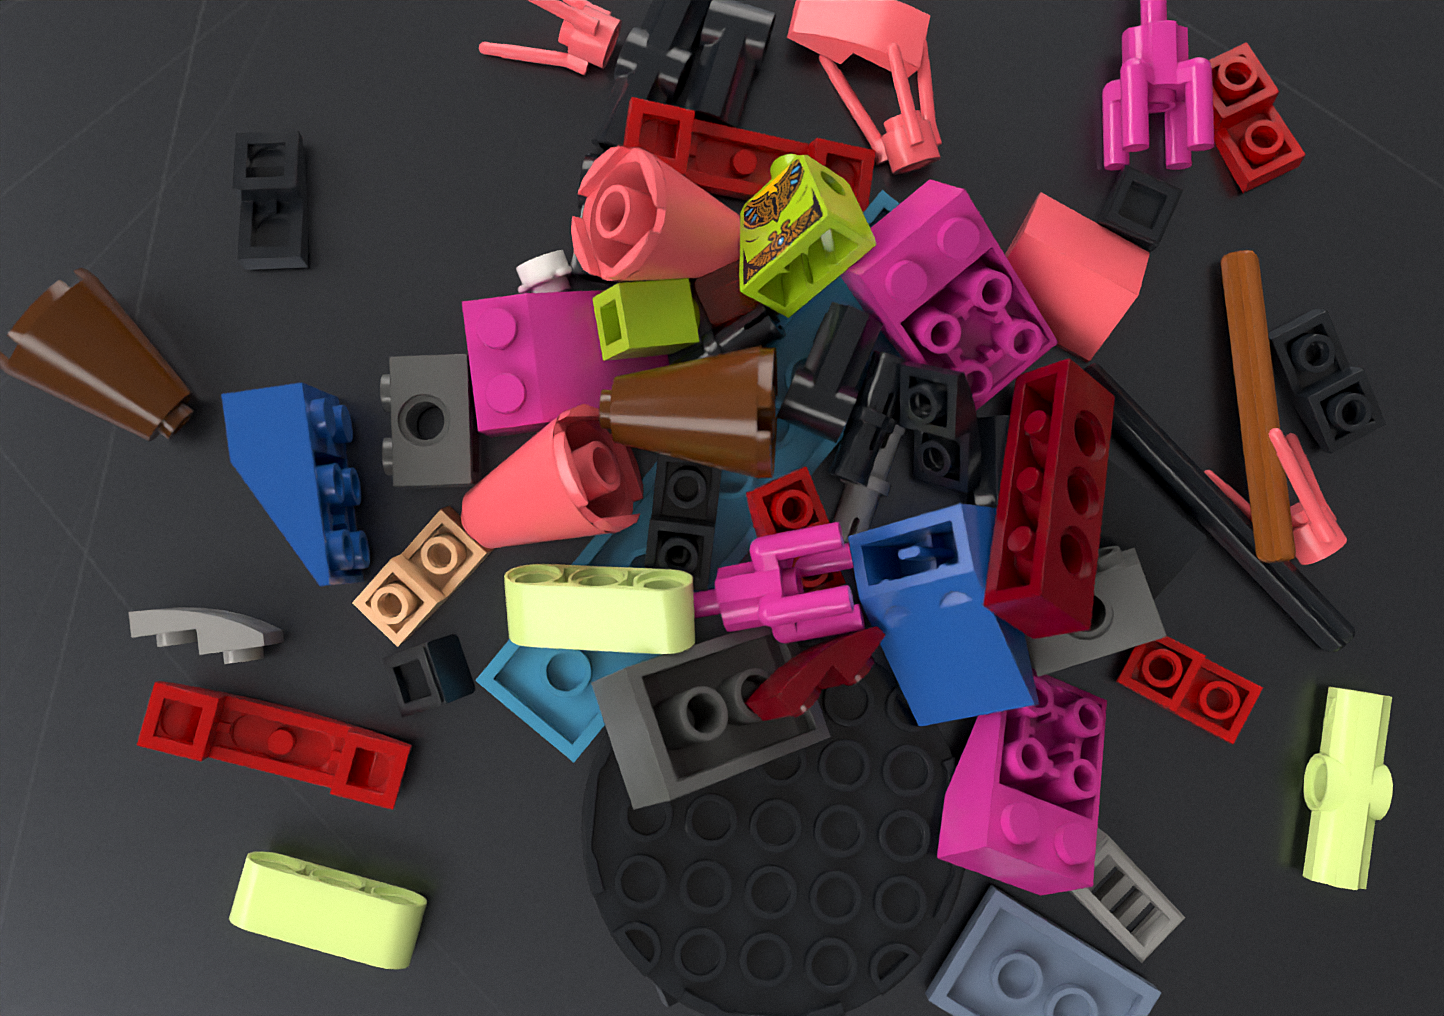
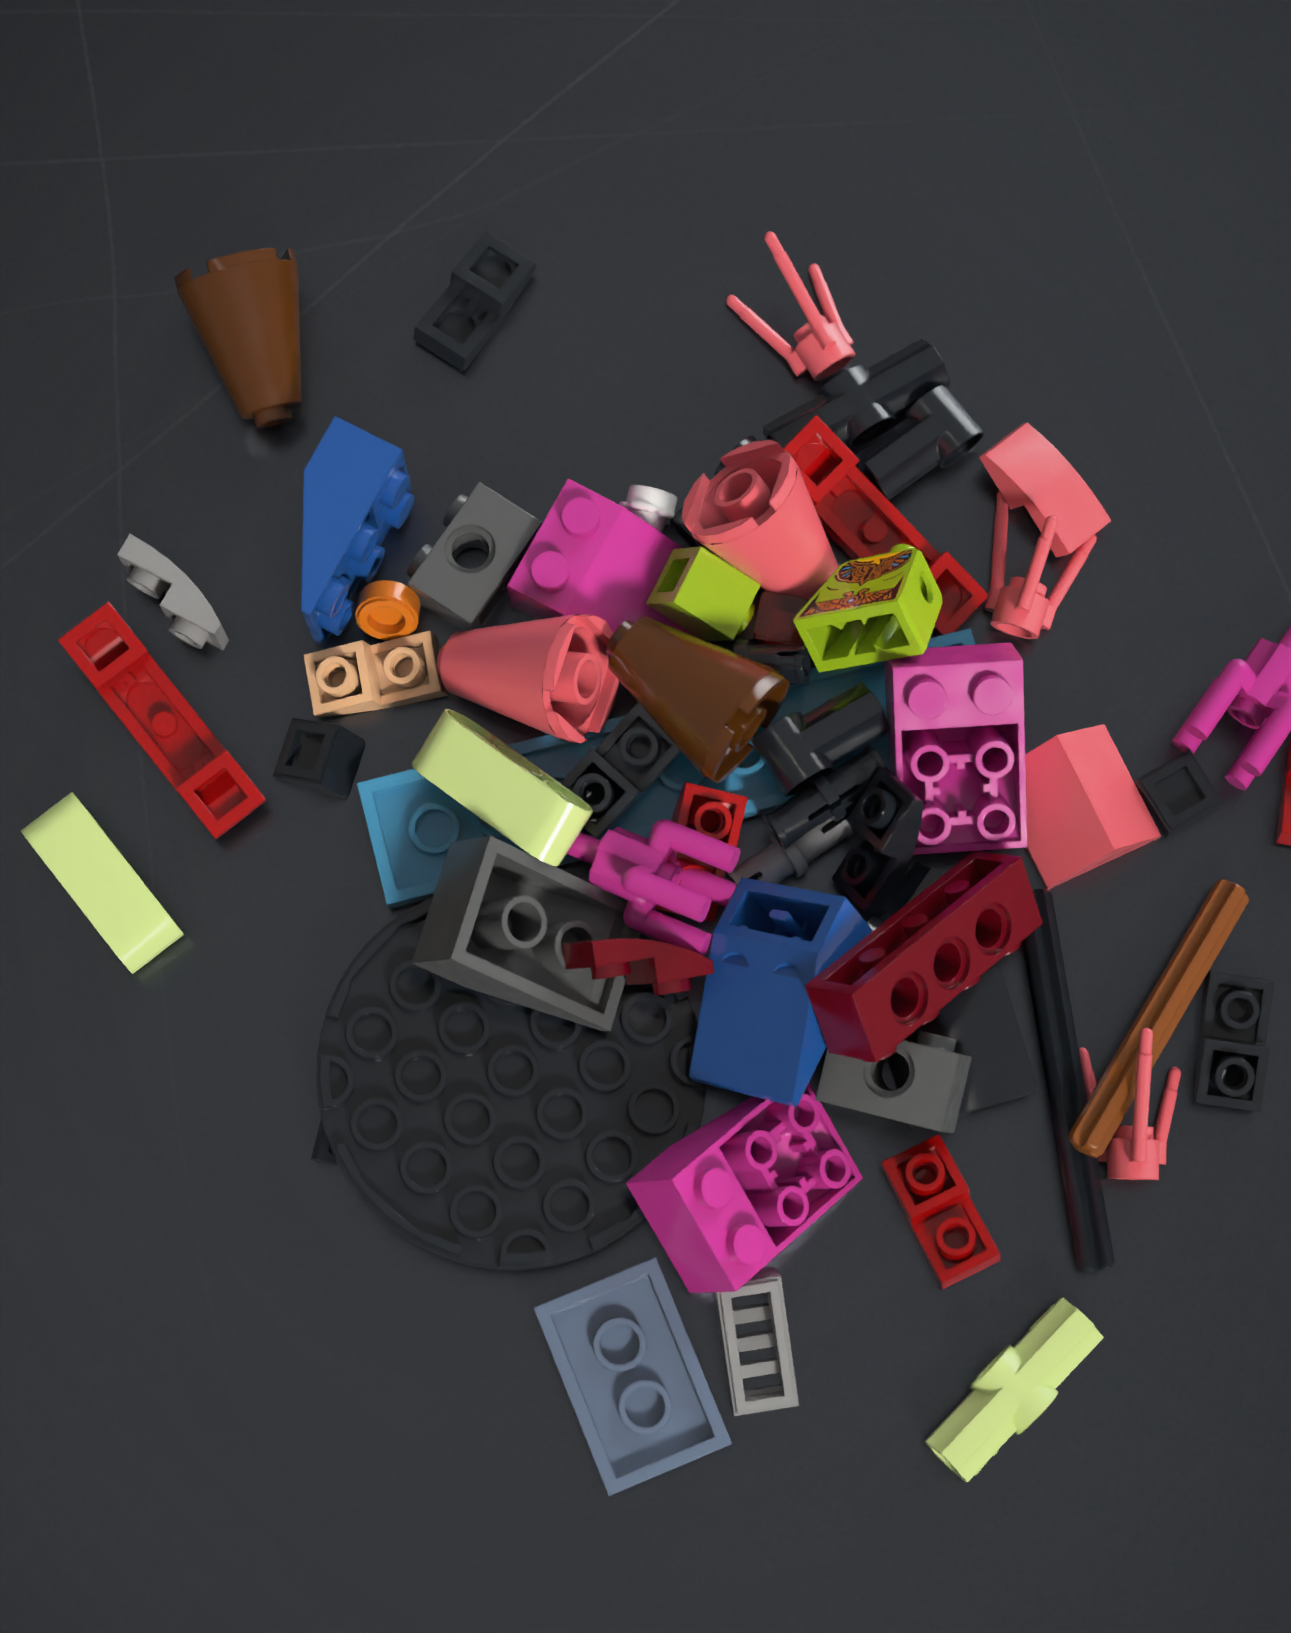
camera: 35 degrees right, 10 degrees down
(393, 517) = (387, 610): none -> orange tile

